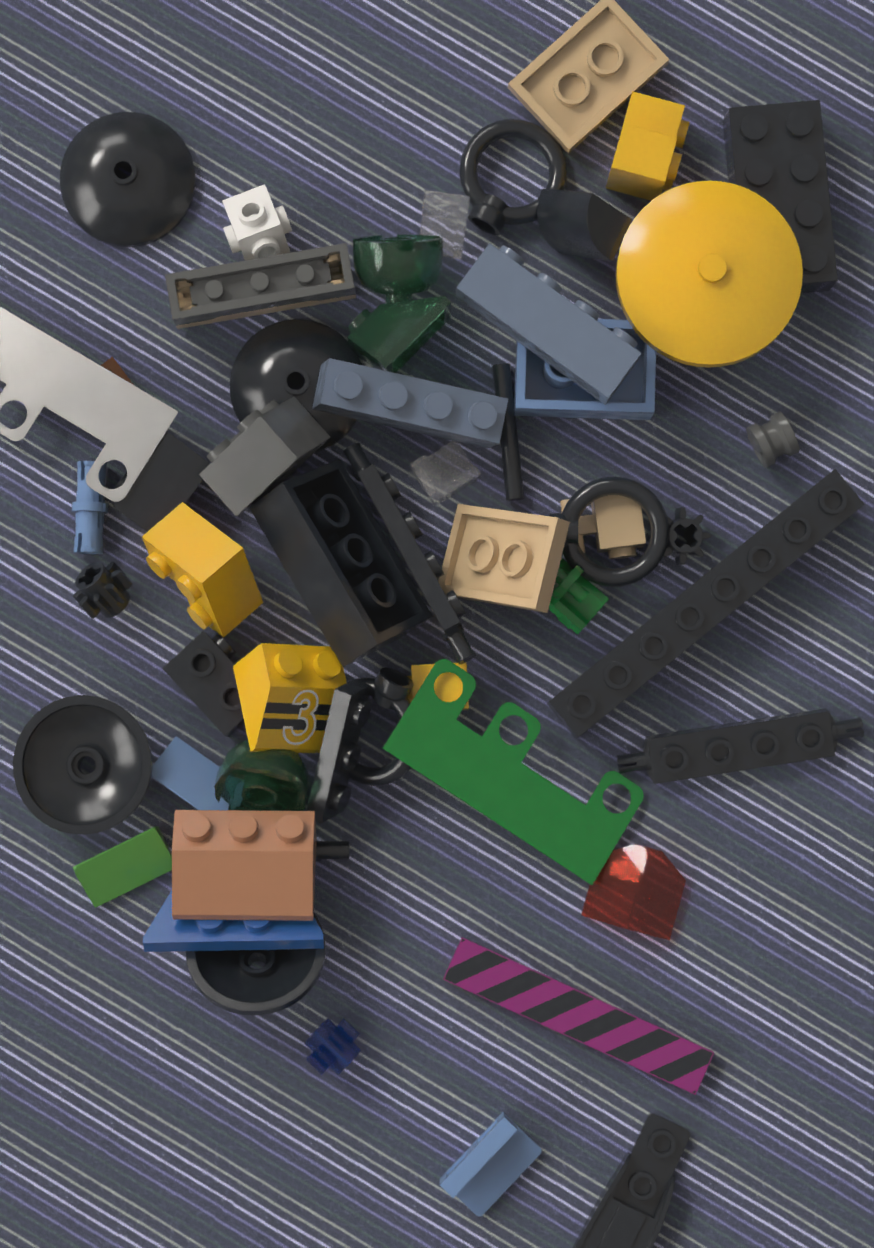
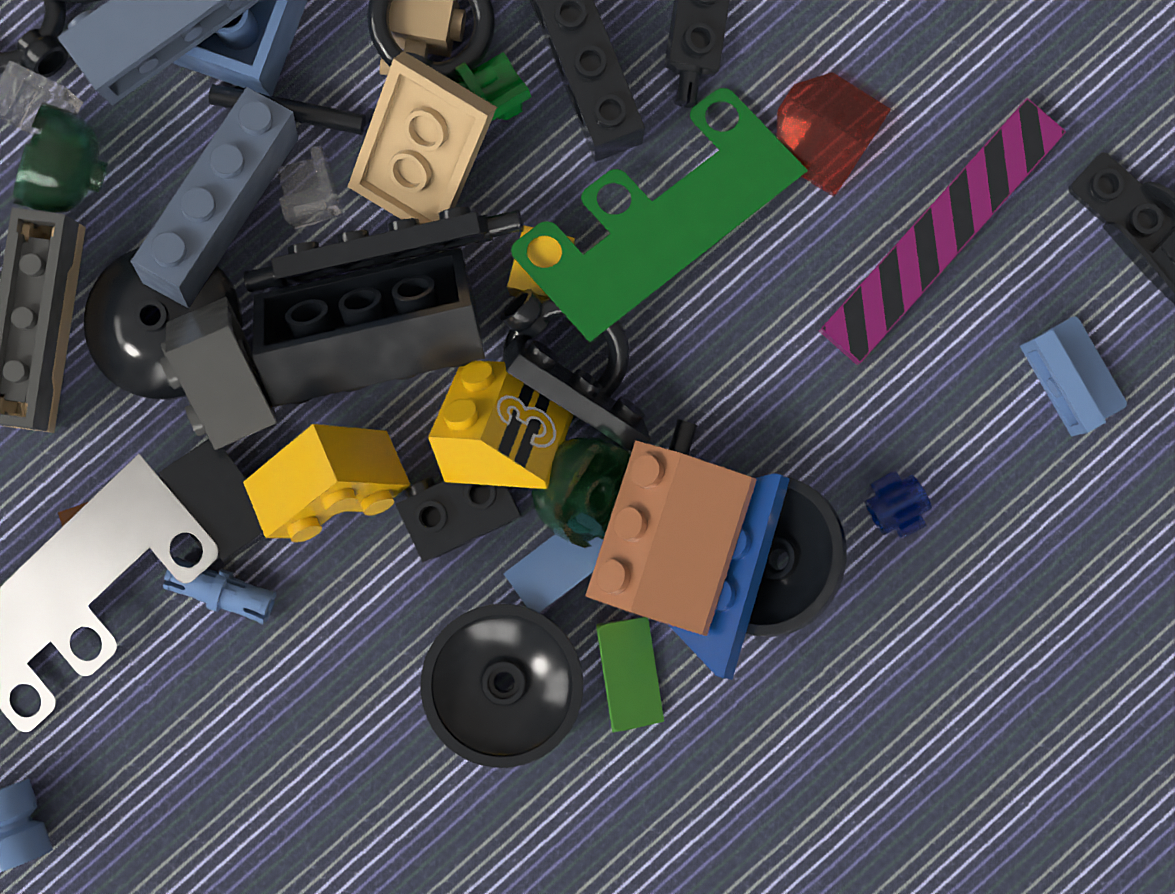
camera: 70 degrees left, 0 degrees up
(102, 590) = (314, 603): black gear -> none
(397, 330) = (129, 182): clear green slope -> none

